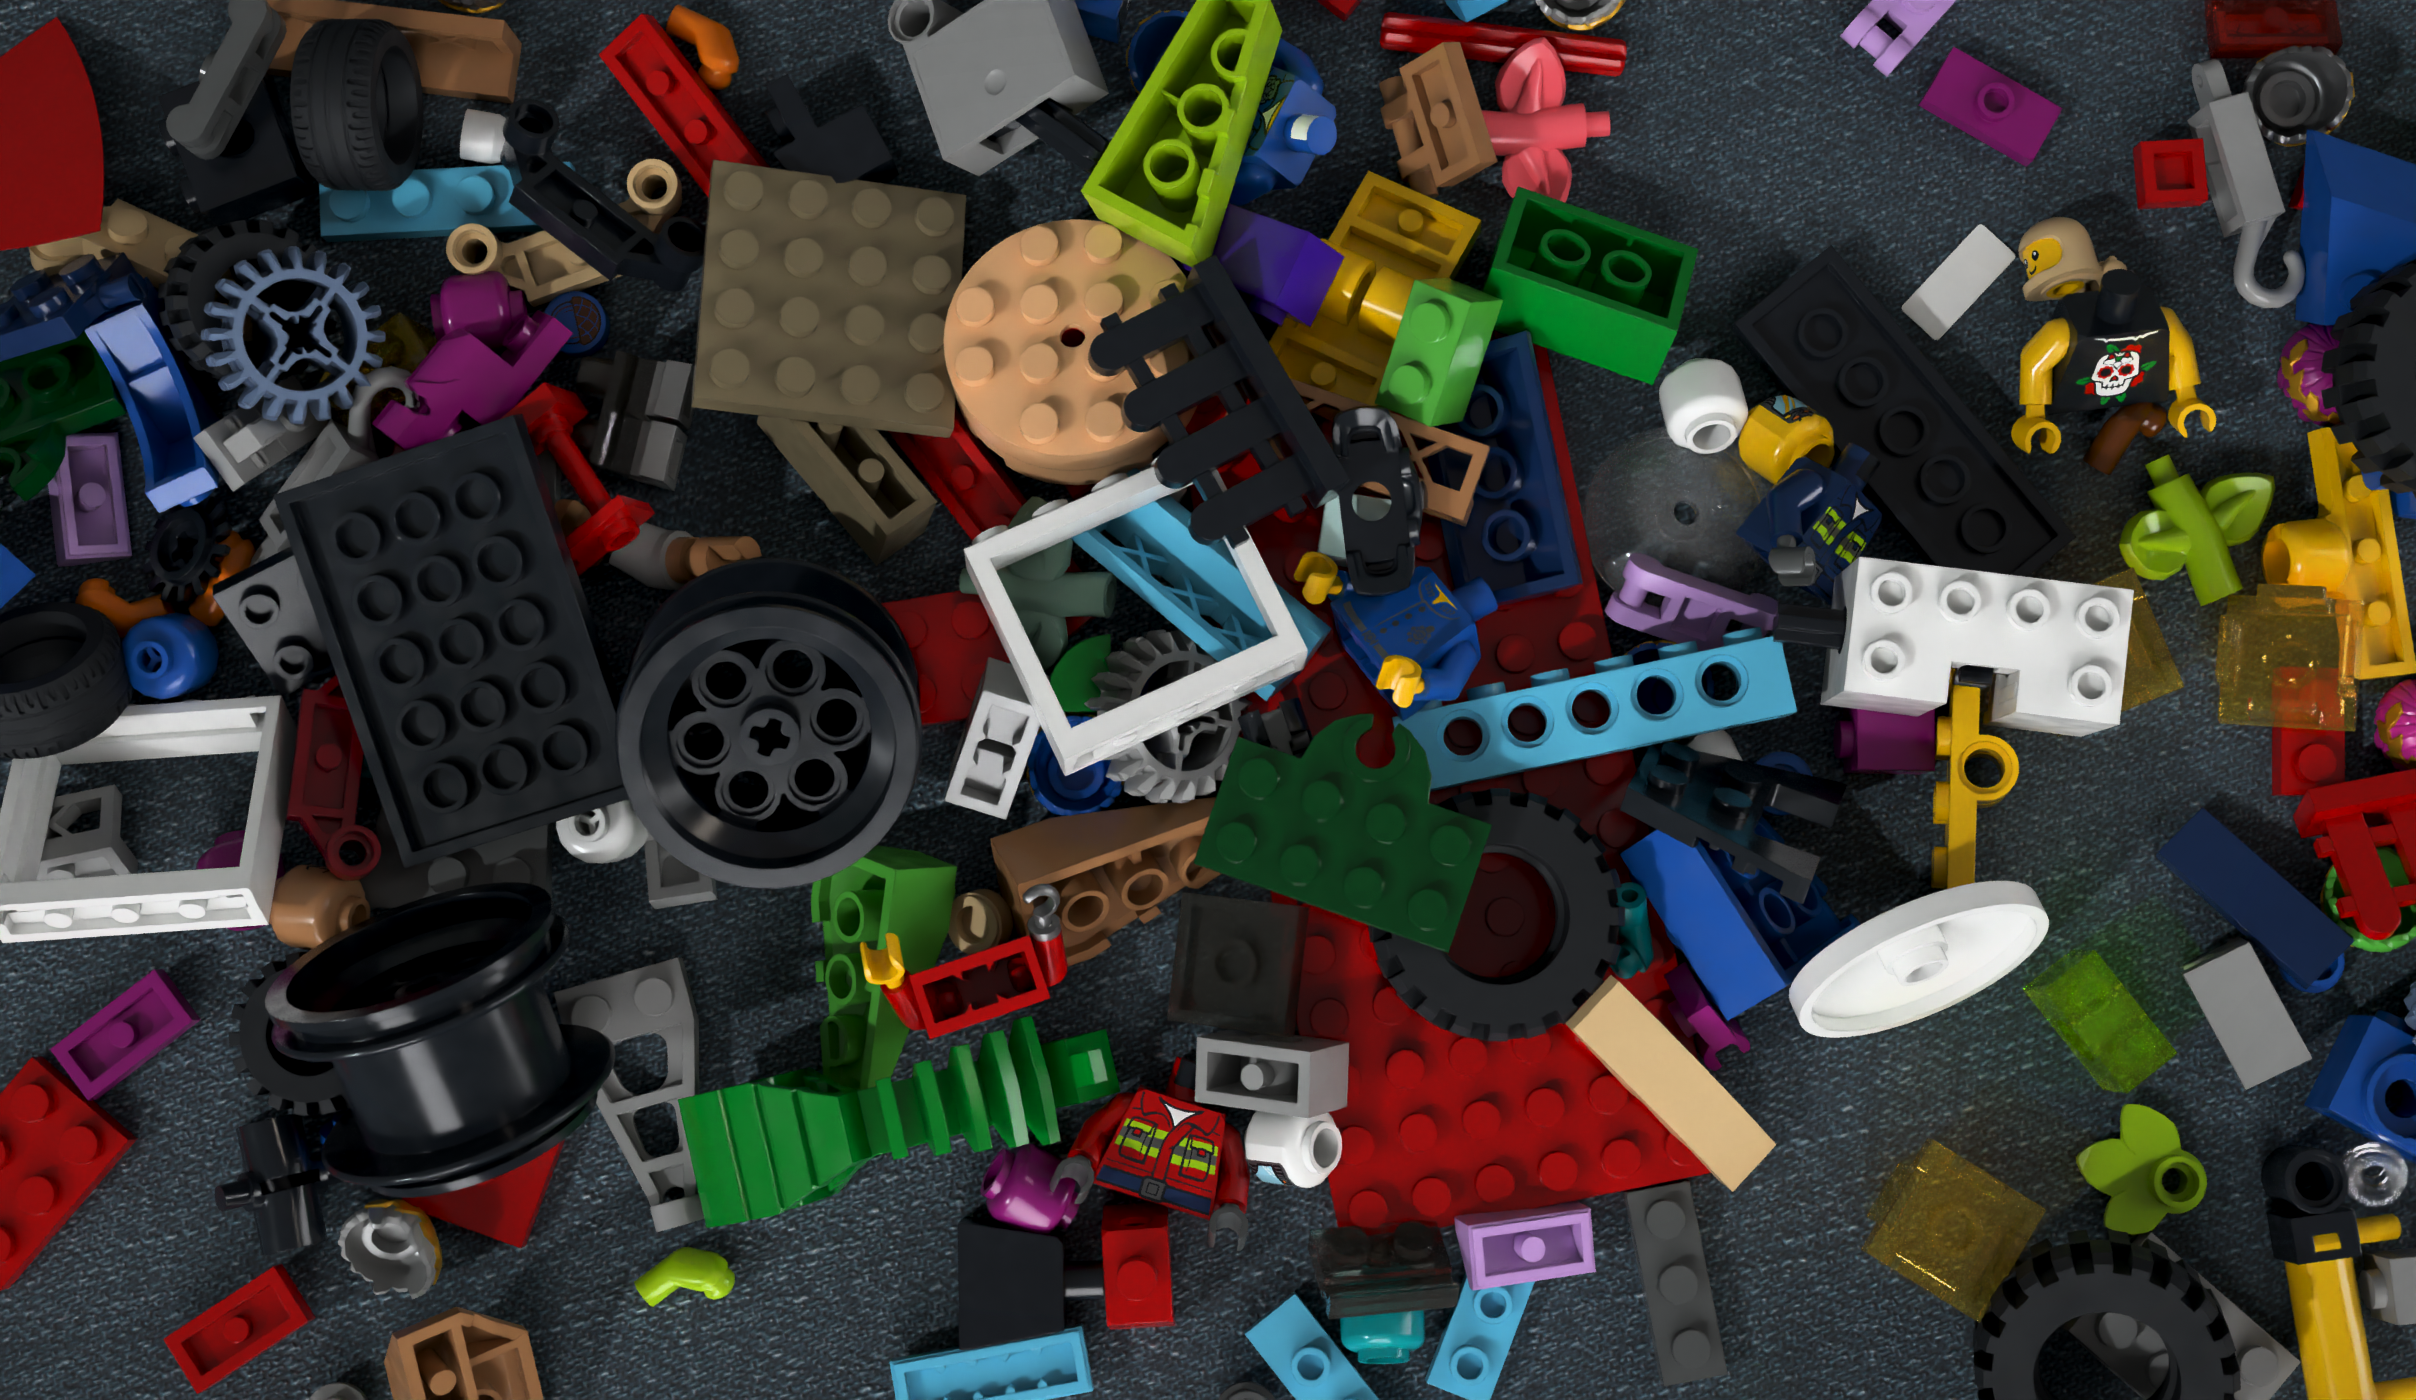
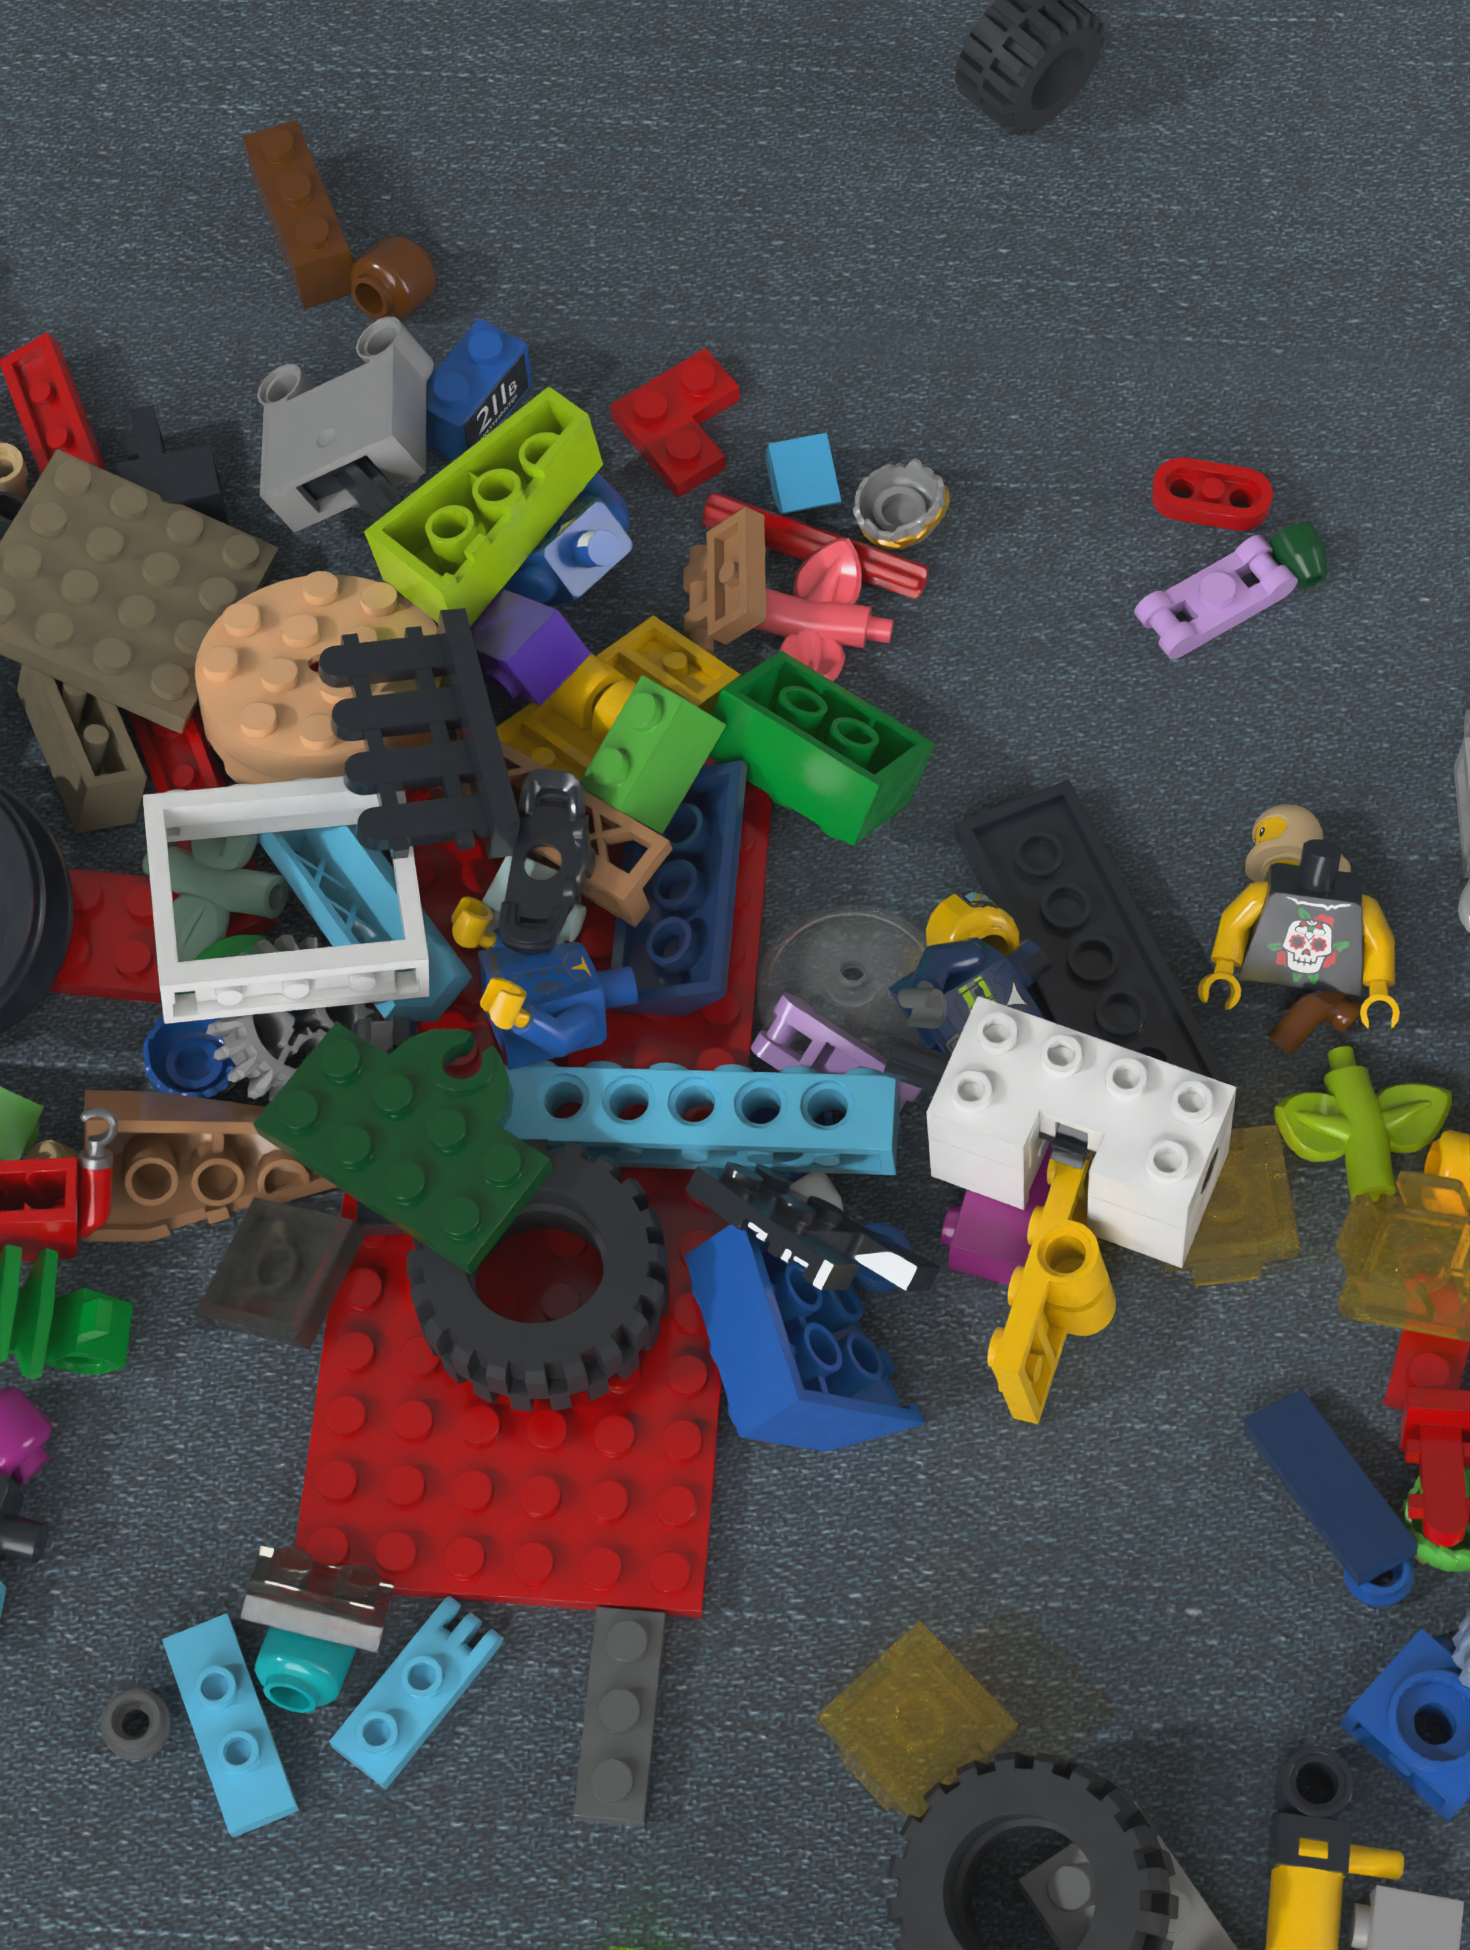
camera: 20 degrees right, 20 degrees down
(713, 45) = (102, 381): orange arm -> none
(993, 743) = (117, 1003): light grey brick -> none
(1137, 1266) = (75, 1535): red torso -> none
(1165, 1153) = (143, 1430): torso -> none
(1272, 1072) = (274, 1373): light grey brick -> none
(1292, 1148) = (273, 1457): white head -> none
(1526, 1244) = (475, 1624): lavender slope -> none
(1634, 938) = (680, 1333): teal arm -> none
(1670, 1083) = (665, 1486): tan slope -> none
(1699, 1015) = (719, 1437): magenta plate -> none
(1703, 405) = (902, 885): white head -> none
(1918, 958) = (946, 1420): white dish -> none
(1958, 282) = (1190, 852): white sticker -> none
(1990, 106) = (1261, 706): magenta plate -> none
(2100, 1021) = (1134, 1563): clear neon green brick -> none
(2133, 1171) = (1138, 1730): lime plate -> none
(2170, 173) = (1419, 801): red plate -> none
(2245, 1012) = (1290, 1600): light grey hinge -> none
(2380, 1188) = (1374, 1819): clear plate -> none

